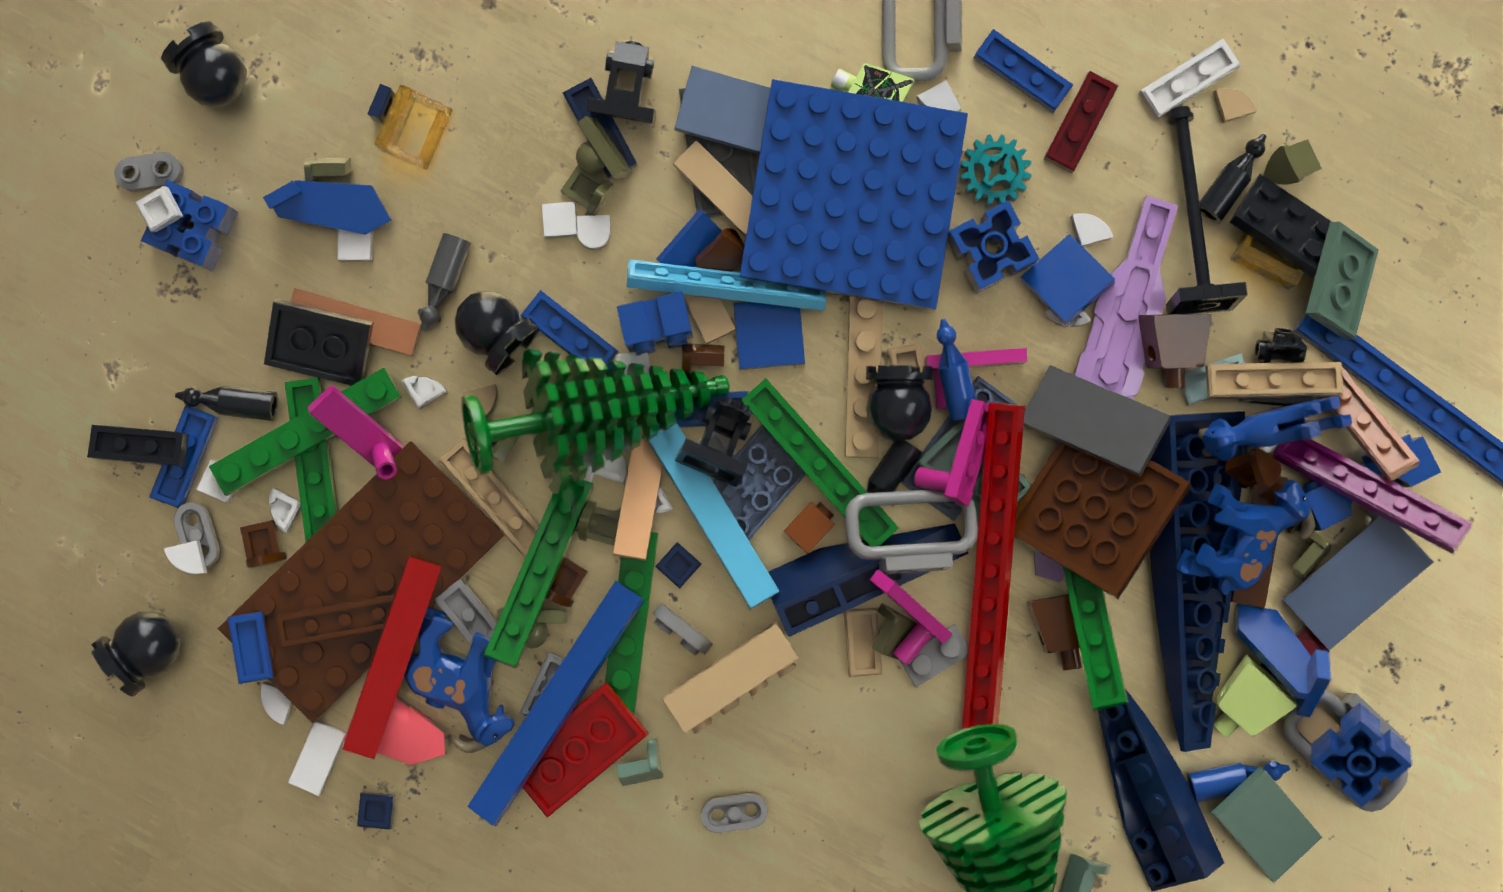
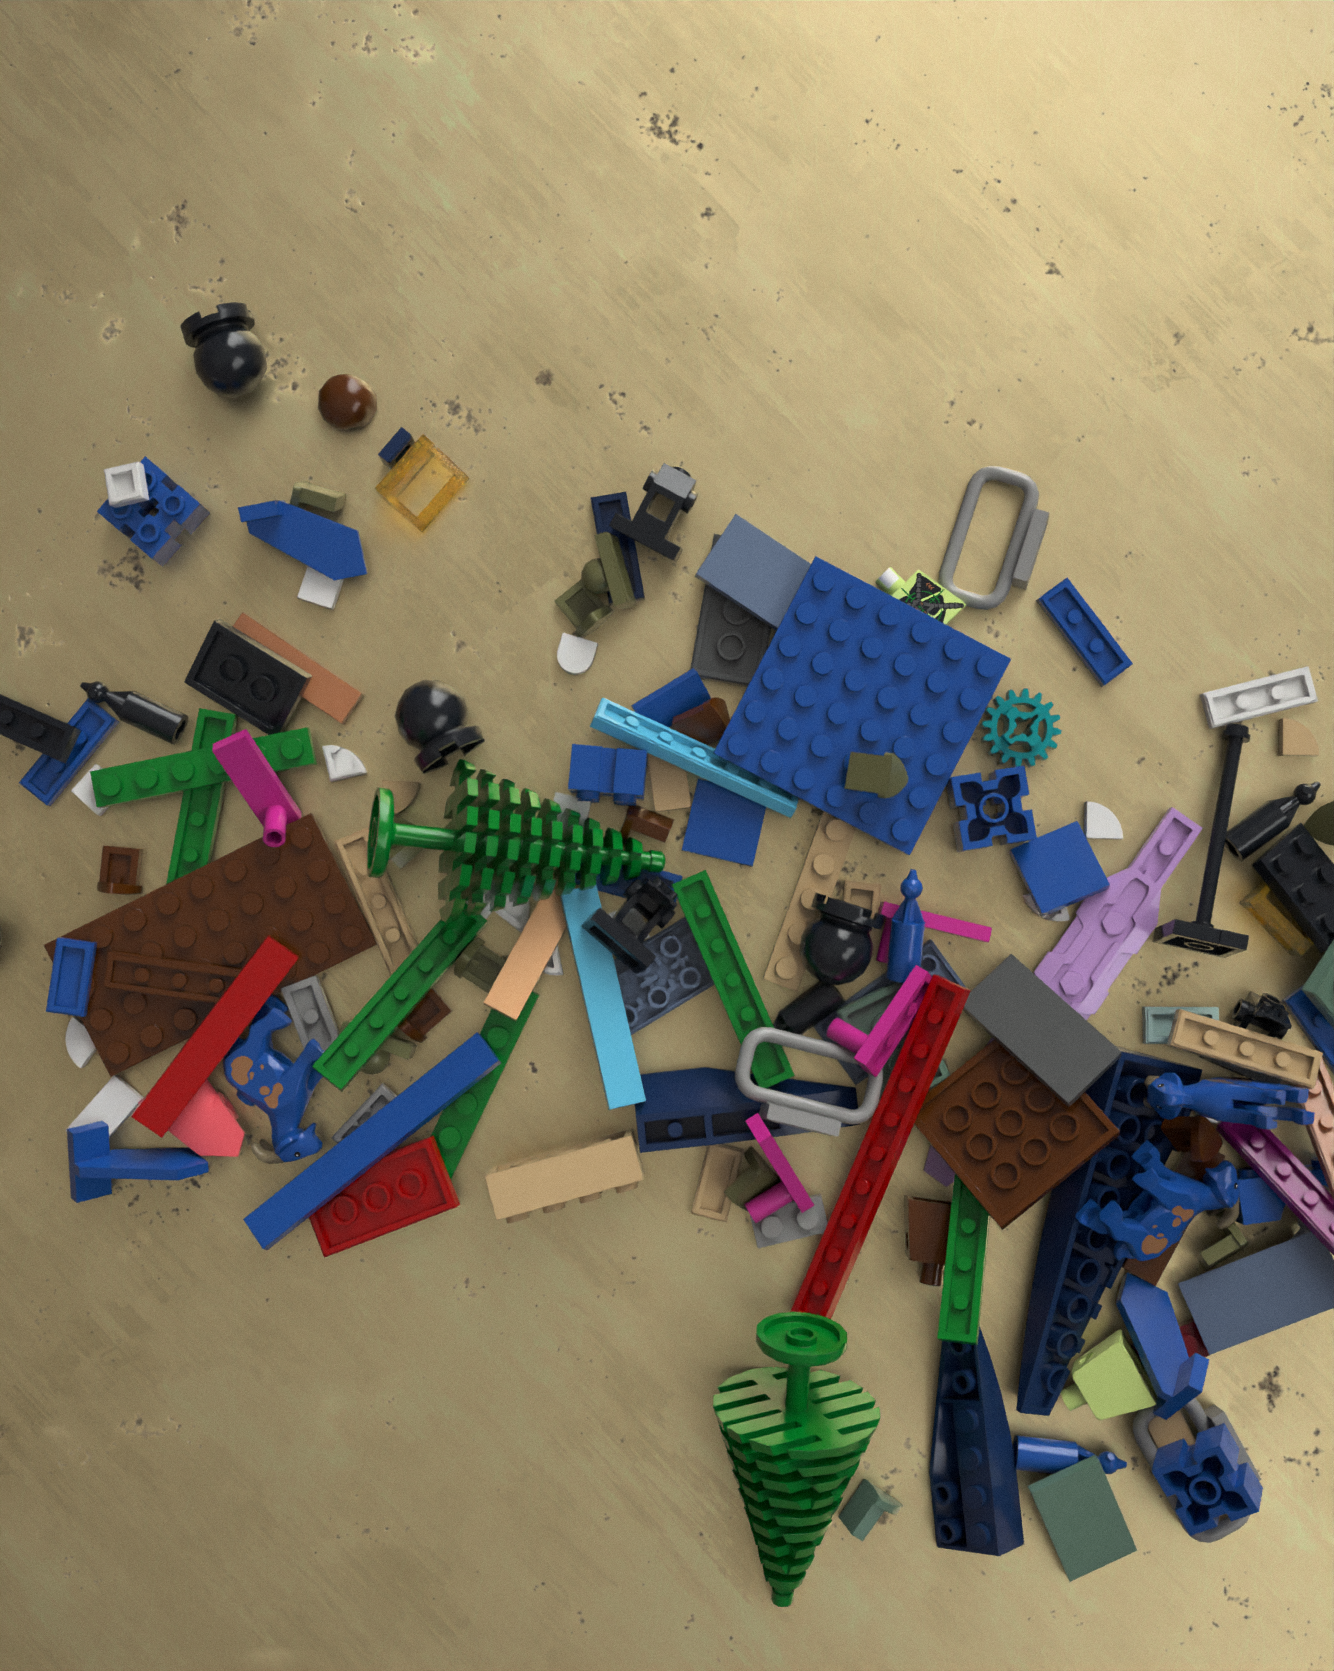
camera: 20 degrees right, 0 degrees up
(147, 171) = (128, 440): light grey plate -> none
(187, 557) = (37, 860): white tile -> none
(201, 531) = (52, 839): light grey plate -> none
(283, 509) = (155, 840): white tile -> none
(323, 802) = (94, 1164): none -> blue piece
(325, 78) = (347, 402): none -> reddish brown hair
(376, 810) = (147, 1194): dark blue tile -> none
(443, 276) = (401, 651): dark grey wheel -> none
(559, 219) = (543, 630): white tile -> none
(567, 330) = (513, 750): blue tile -> none
(642, 770) = (441, 1241): sand green tile -> none
(678, 565) = (549, 1036): dark blue tile -> none
(692, 639) = (538, 1119): light grey plate -> none
(716, 185) = (720, 648): tan tile -> none
(734, 813) = (522, 1321): light grey plate -> none
(810, 526) = (701, 1041): dark orange brick -> none
(884, 248) = (876, 774): none -> olive tile
(940, 97) = (986, 631): white tile -> none
(1080, 122) = (1128, 706): dark red tile -> none
(1175, 343) = (1151, 974): torso -> none

